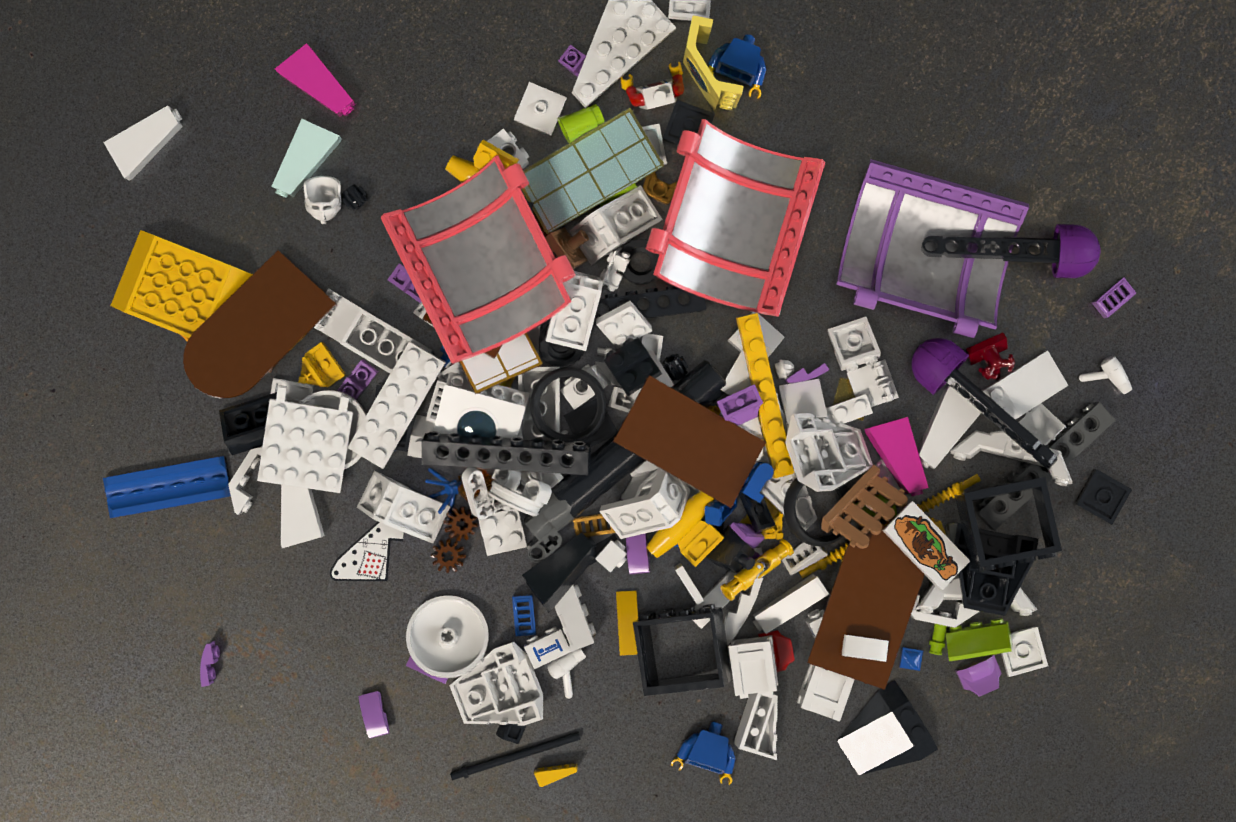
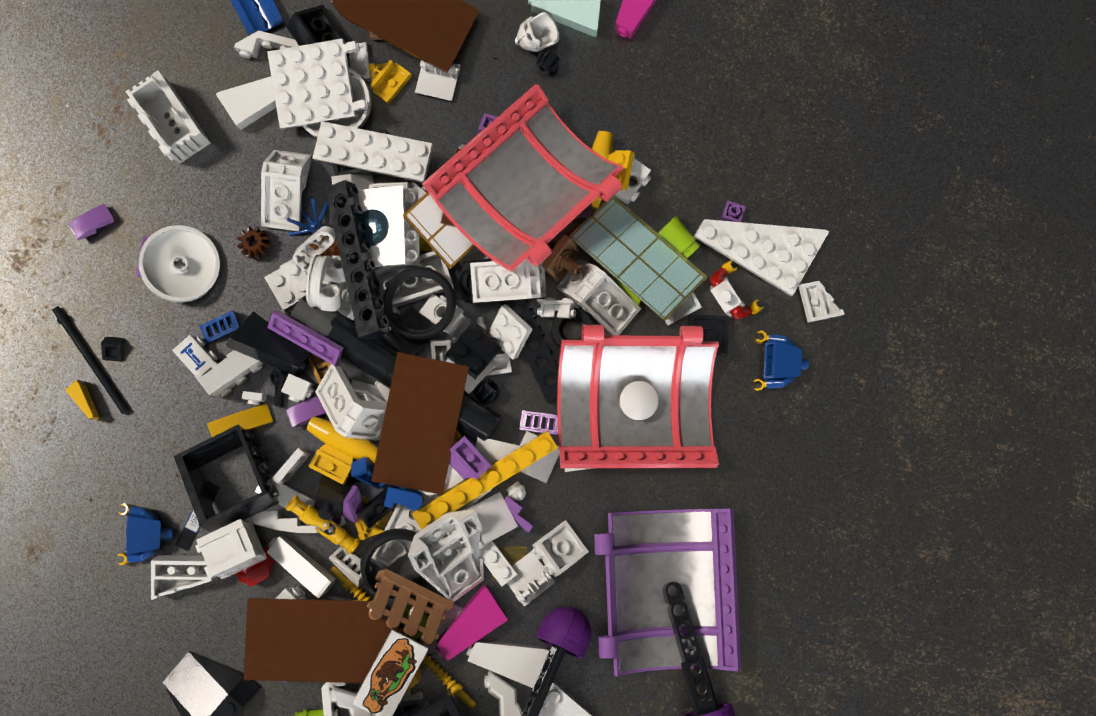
camera: 70 degrees right, 5 degrees down
(210, 656) = (103, 63): medium lavender slope -> none
(270, 616) = (158, 98): none -> white piece
(358, 380) = (387, 116): medium lavender slope -> none
(367, 556) = (230, 172): sticker -> none
(377, 340) = (427, 119): white brick -> none
(456, 530) = (280, 238): reddish brown gear -> none
(500, 689) = (145, 327): white wedge -> none
(540, 109) = (679, 198): white plate -> none
(561, 668) = (183, 376): white piece -> none
(566, 530) = (305, 337): none -> medium lavender plate
(596, 571) = (278, 379): none -> black plate
(607, 602) = (254, 398): none -> white plate
(658, 189) = (643, 323): pearl gold piece -> none
(710, 698) = (192, 526): none -> black sticker
(715, 91) = (796, 313): light yellow panel -> none
(734, 217) = (638, 400): none -> white dish
(736, 311) = (538, 429): none -> slope
(824, 692) = (225, 625): white container -> none
(865, 648) = (275, 648): white slope -> none
(911, 658) = (285, 696): blue tile -> none
(989, 351) = (592, 678): dark red piece -> none

